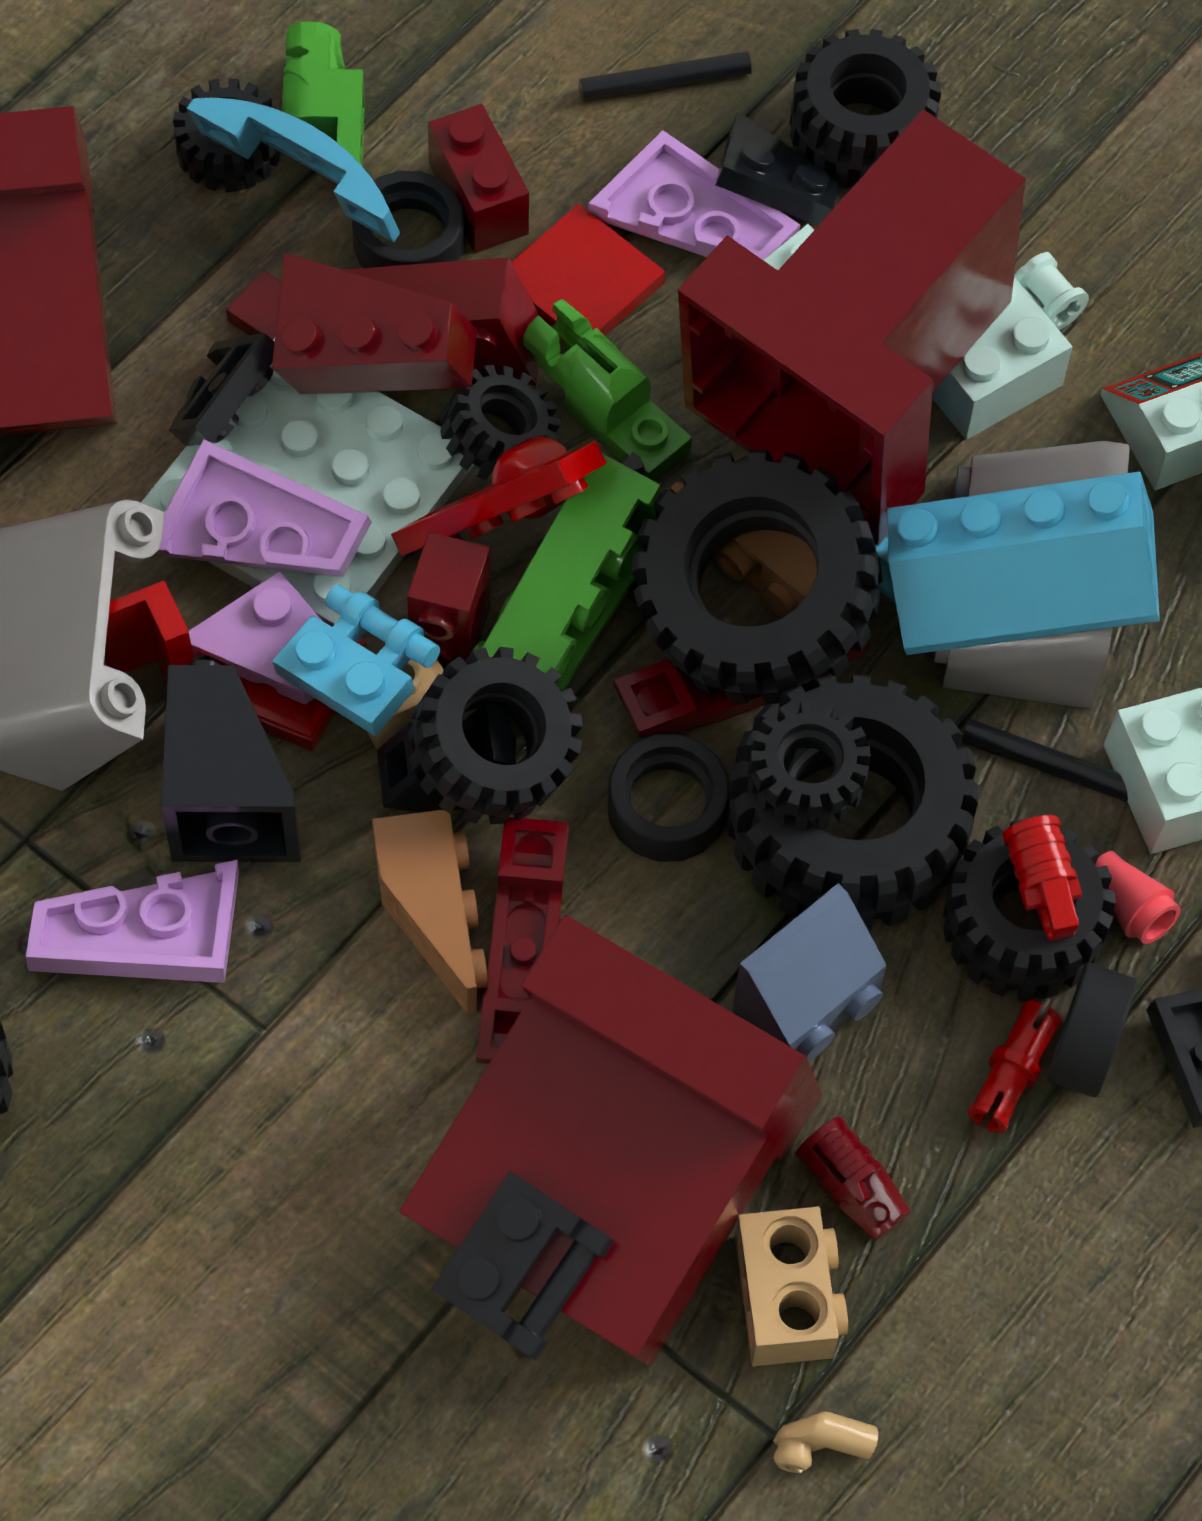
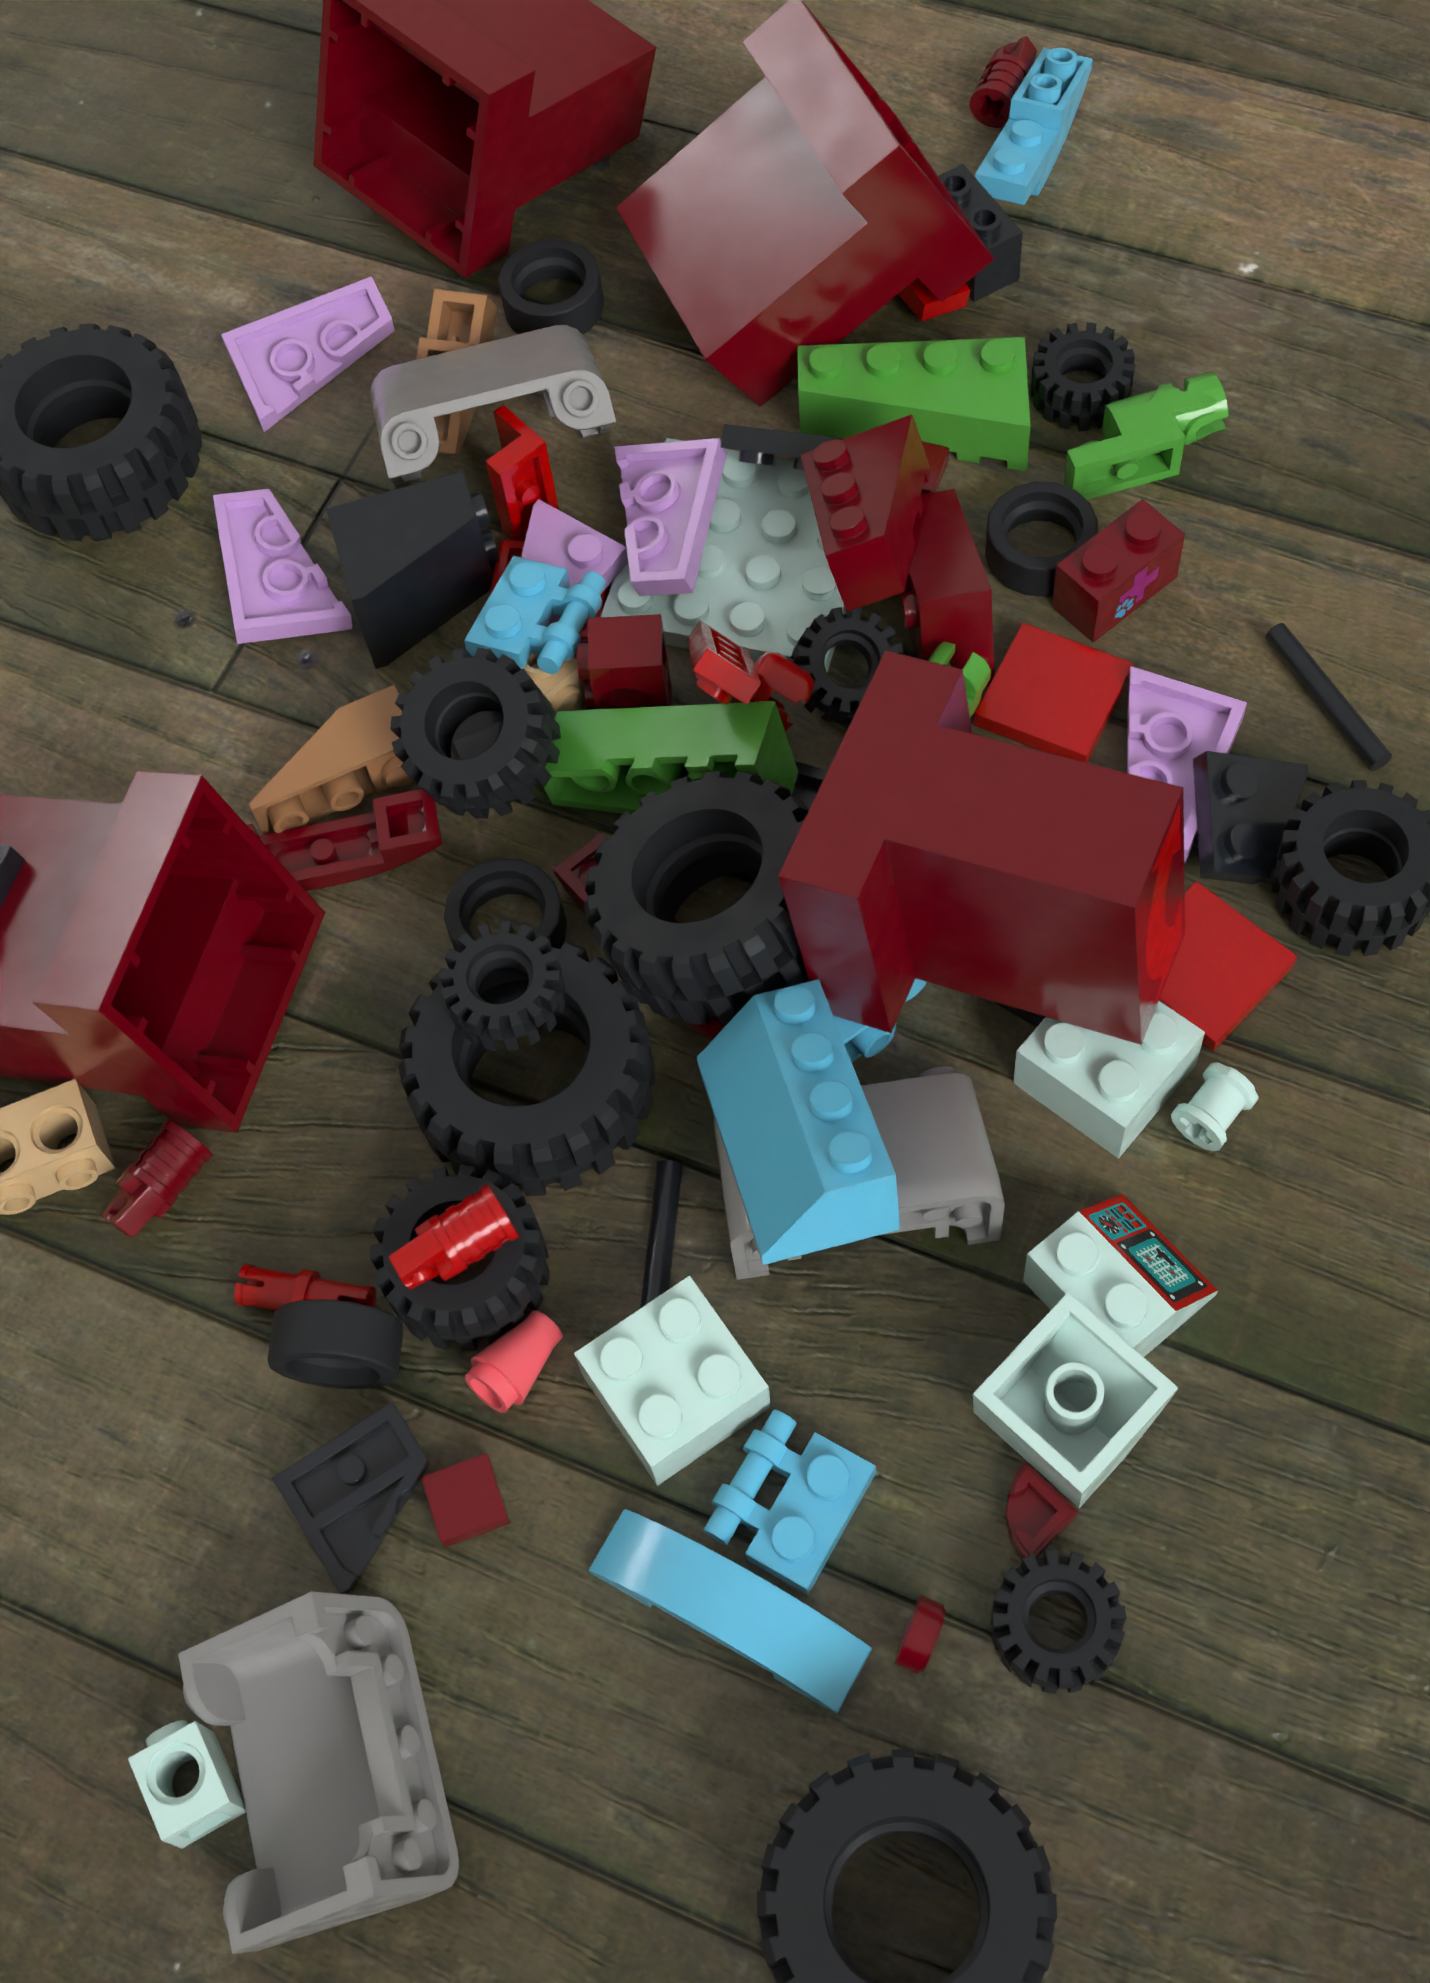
camera: 85 degrees right, 0 degrees up
(205, 252) = (959, 393): none -> bright green wedge
(245, 124) = (1035, 463): medium azure slope -> none
(812, 976) = (328, 1078): sand blue slope -> none

